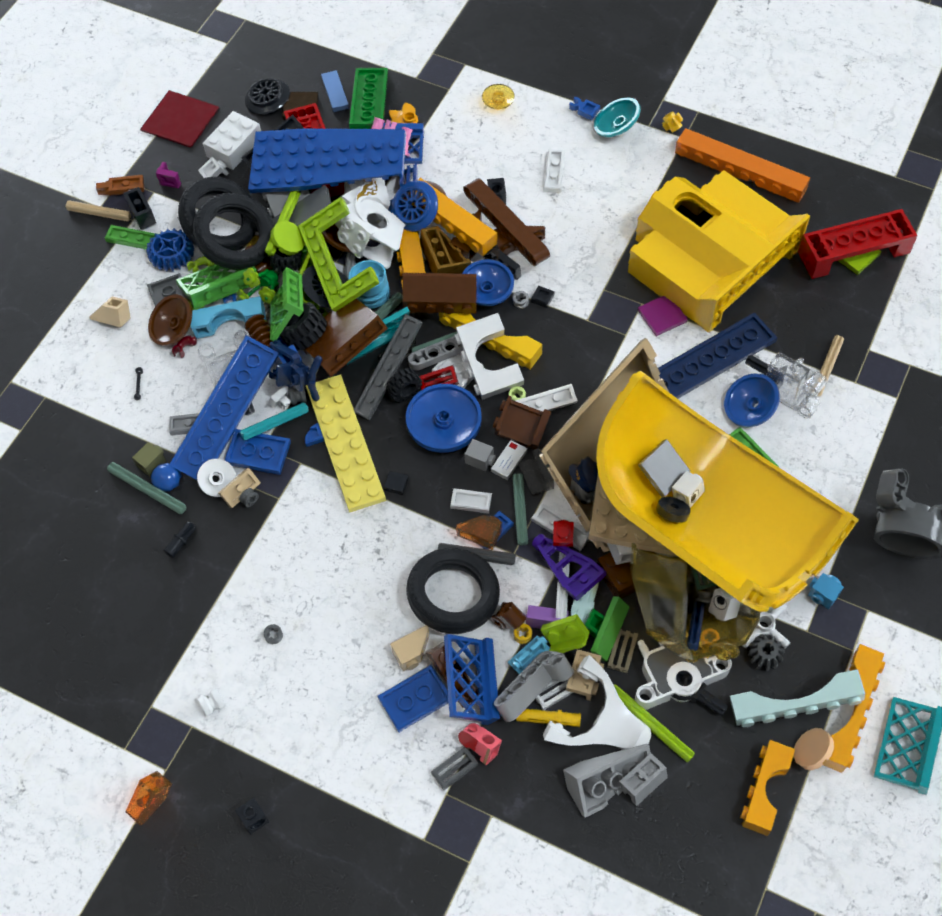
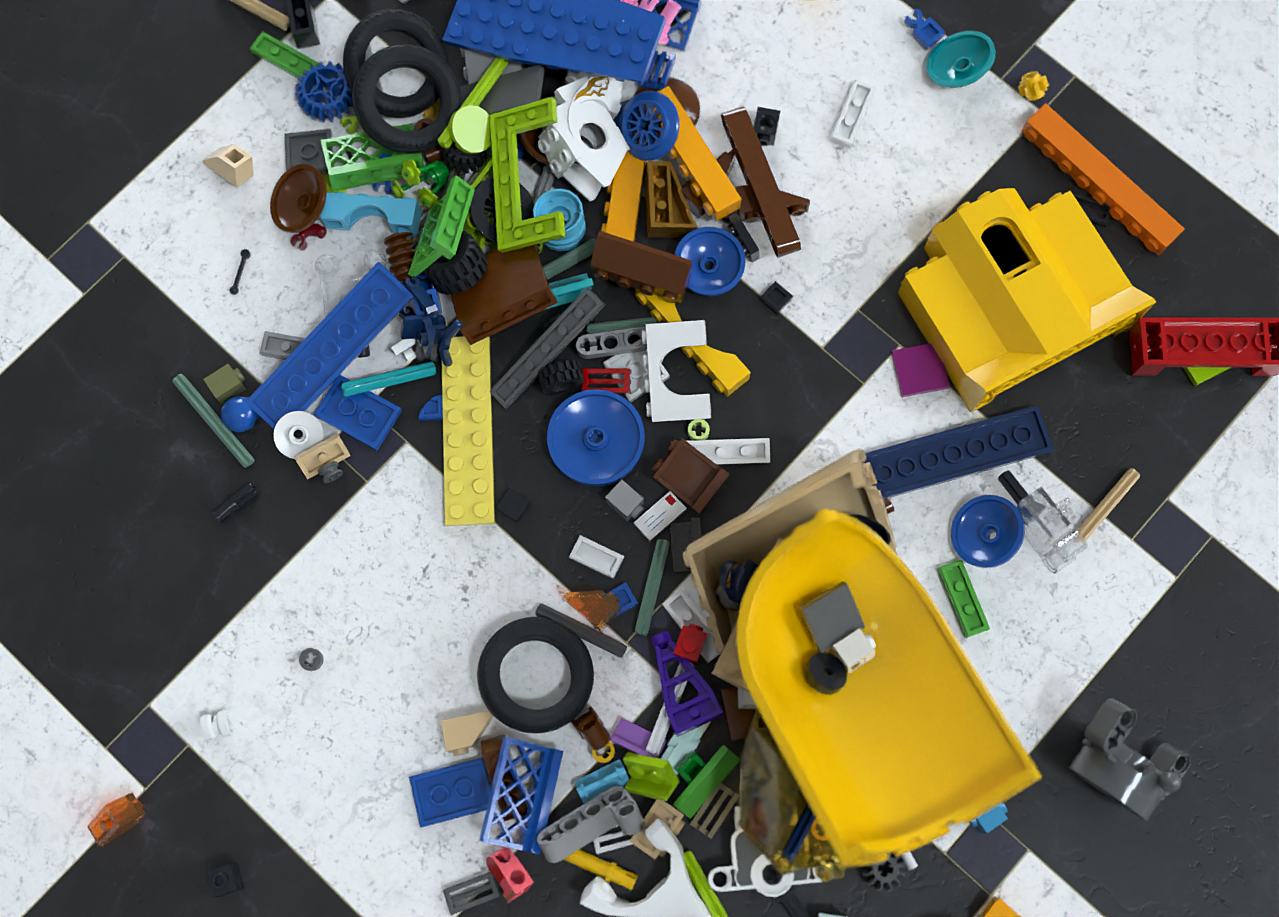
camera: 15 degrees right, 15 degrees up
(524, 303) = (749, 300): light grey bush -> none

